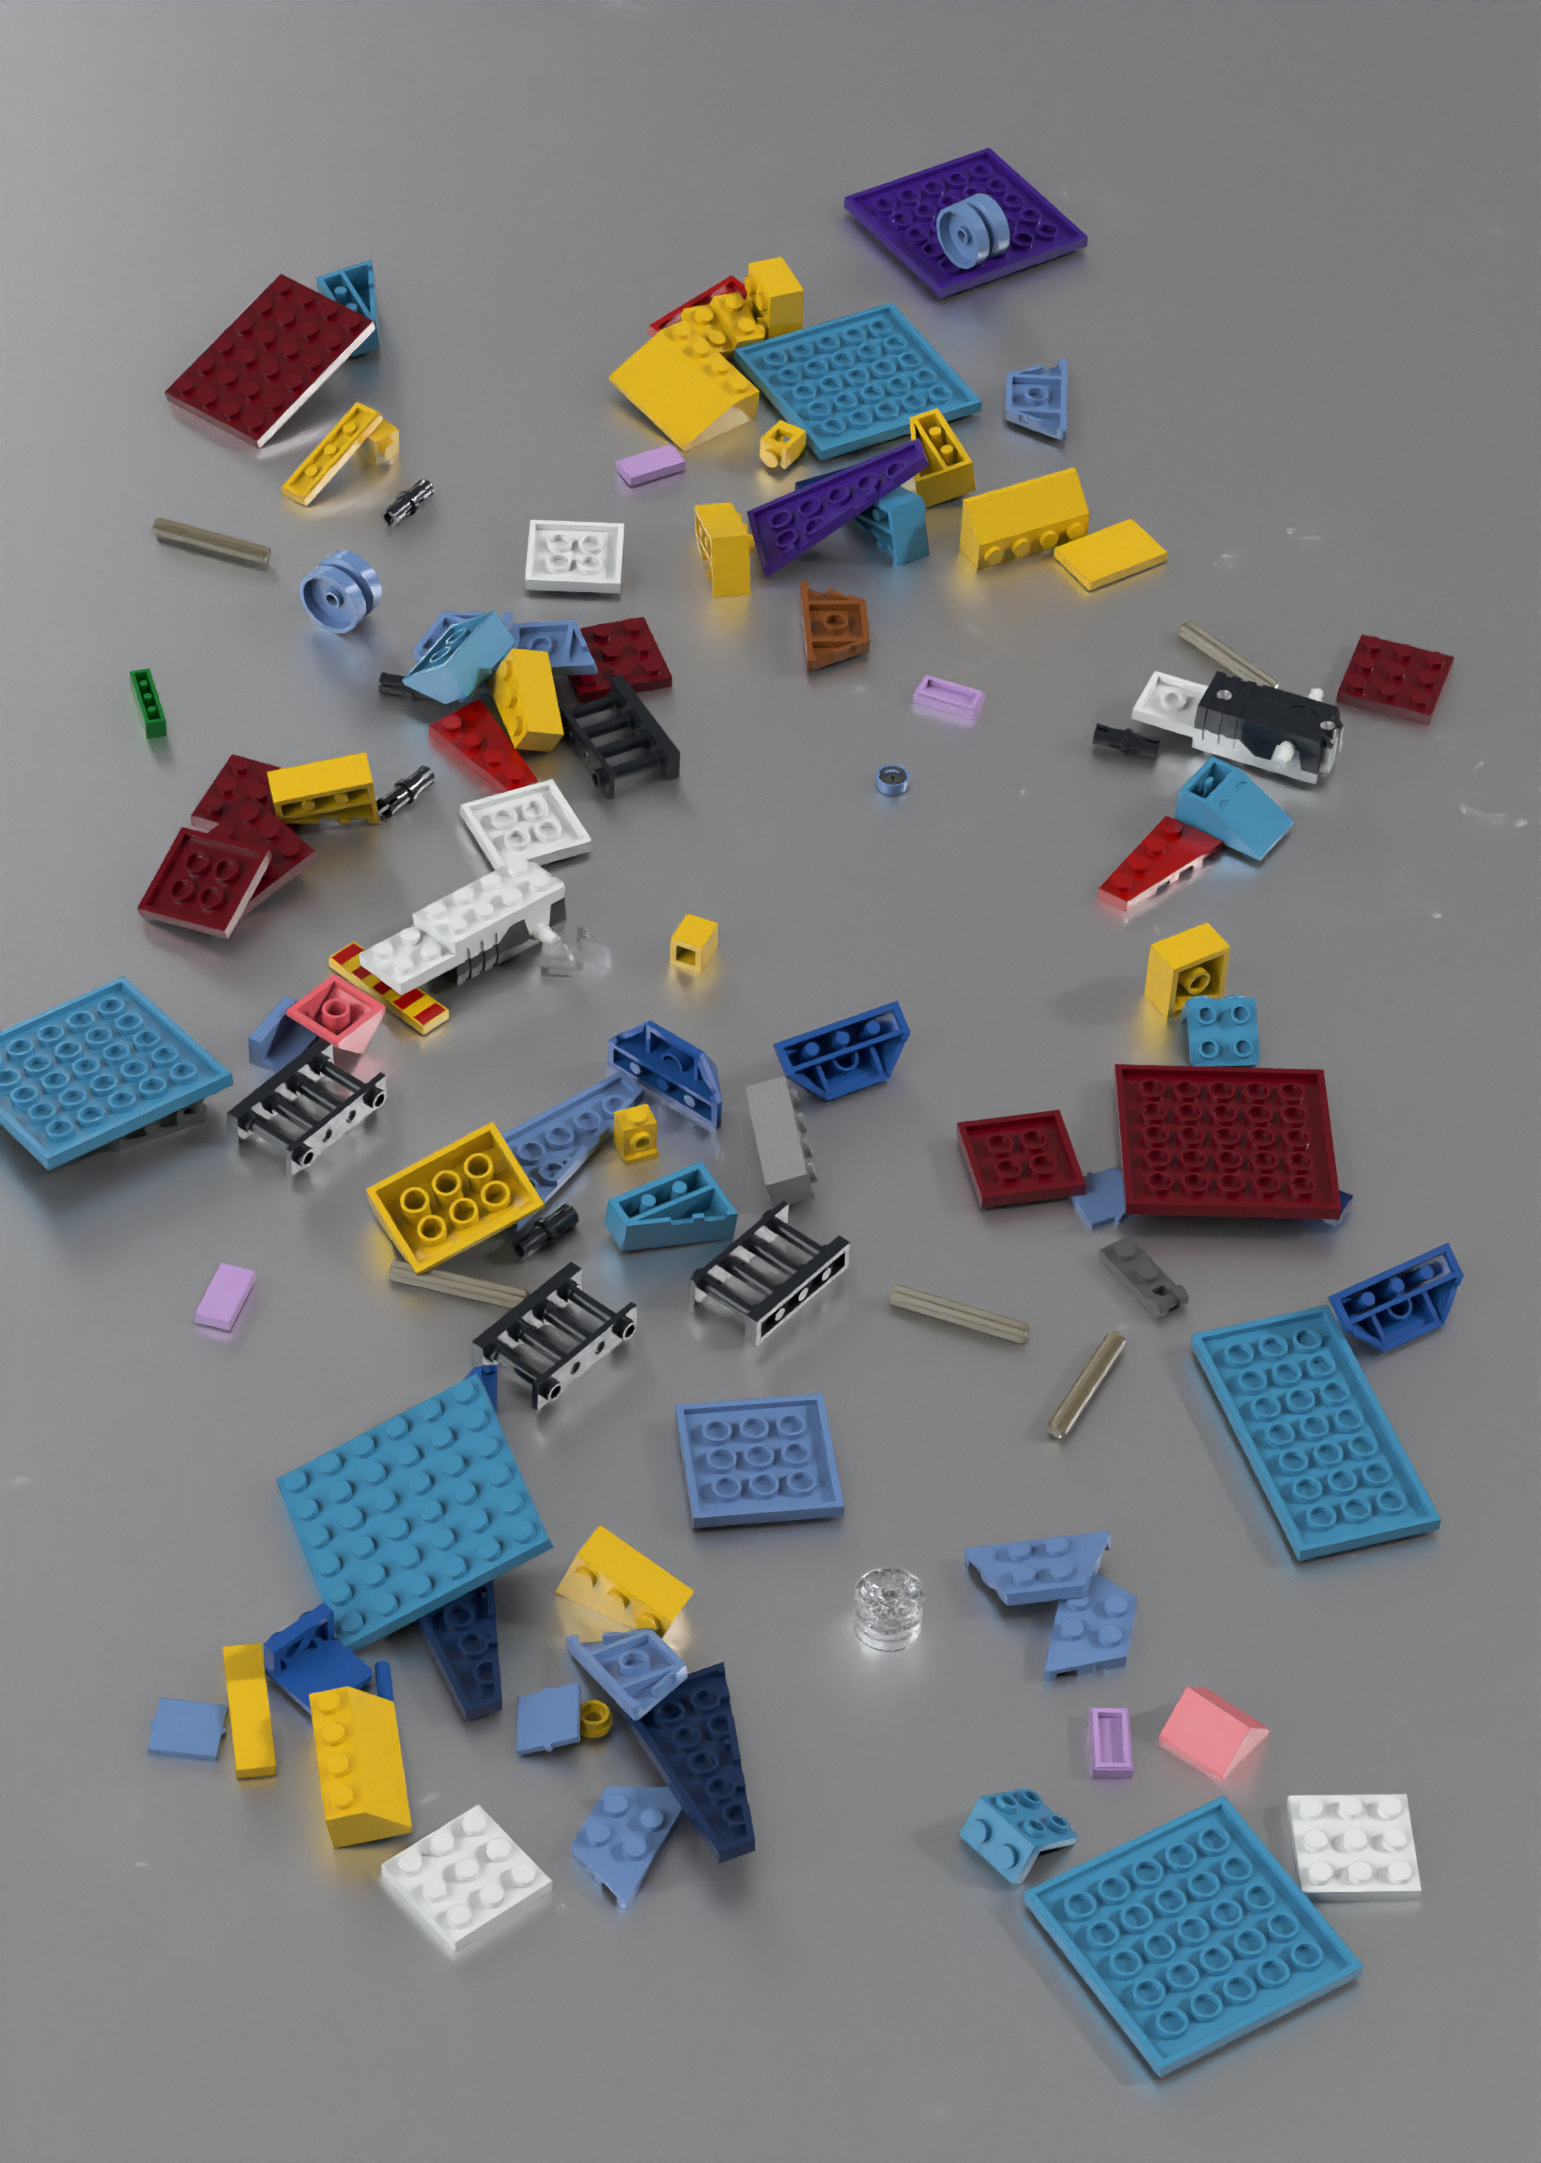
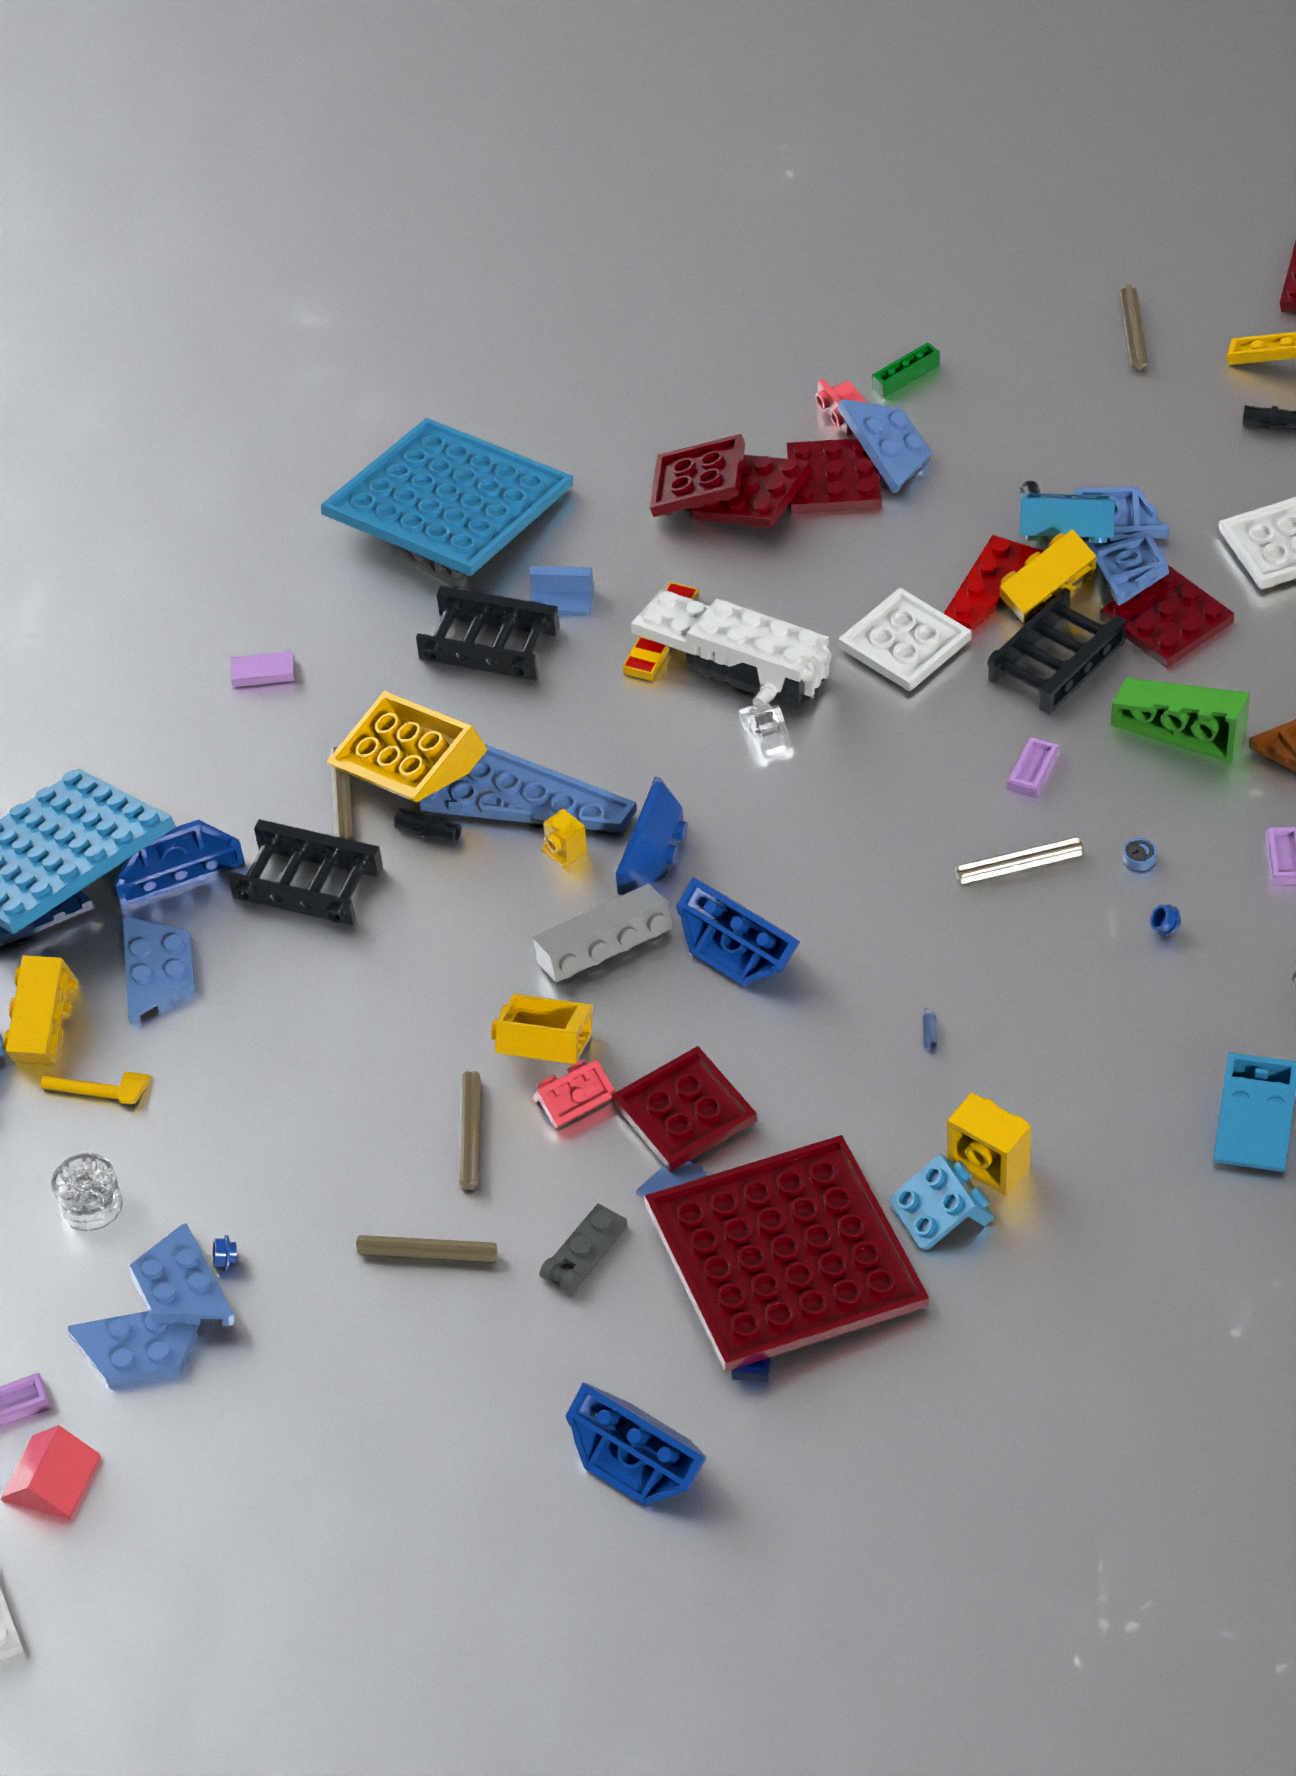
camera: 75 degrees right, 5 degrees up
(168, 761) = (829, 398): none -> coral bracket
(252, 742) = (887, 439): none -> medium blue wing
(325, 790) = (847, 498): yellow wedge -> none
(339, 1014) = (587, 607): coral slope -> none
(340, 591) = (1102, 414): medium blue wheel -> none
(405, 791) = (902, 552): black pin -> none
(602, 1491) = (157, 966): none -> medium blue wing
(671, 1212) = (479, 890): dark azure wedge -> none
(694, 943) = (826, 793): yellow brick -> none
(742, 806) = (1033, 767): none -> lavender tile
(757, 1556) = (128, 1092): none -> yellow piece
(758, 1460) = (228, 1051): medium blue plate -> none
(759, 685) = (1184, 715): none -> bright green wedge
(781, 1299) = (439, 1008): black fence -> none
(852, 853) = (1019, 860): none -> axle
(909, 1205) = (543, 1028): none -> yellow window
(959, 1225) = (574, 1093): none -> coral bracket
(977, 782) = (1165, 919): none -> blue plate
(1008, 1534) = (224, 1252): none -> blue plate
(1017, 977) = (930, 1031): none -> medium blue piece
(1157, 861) = (1173, 1085): red wing -> none
(1314, 1433) = (438, 1440): dark azure plate -> none

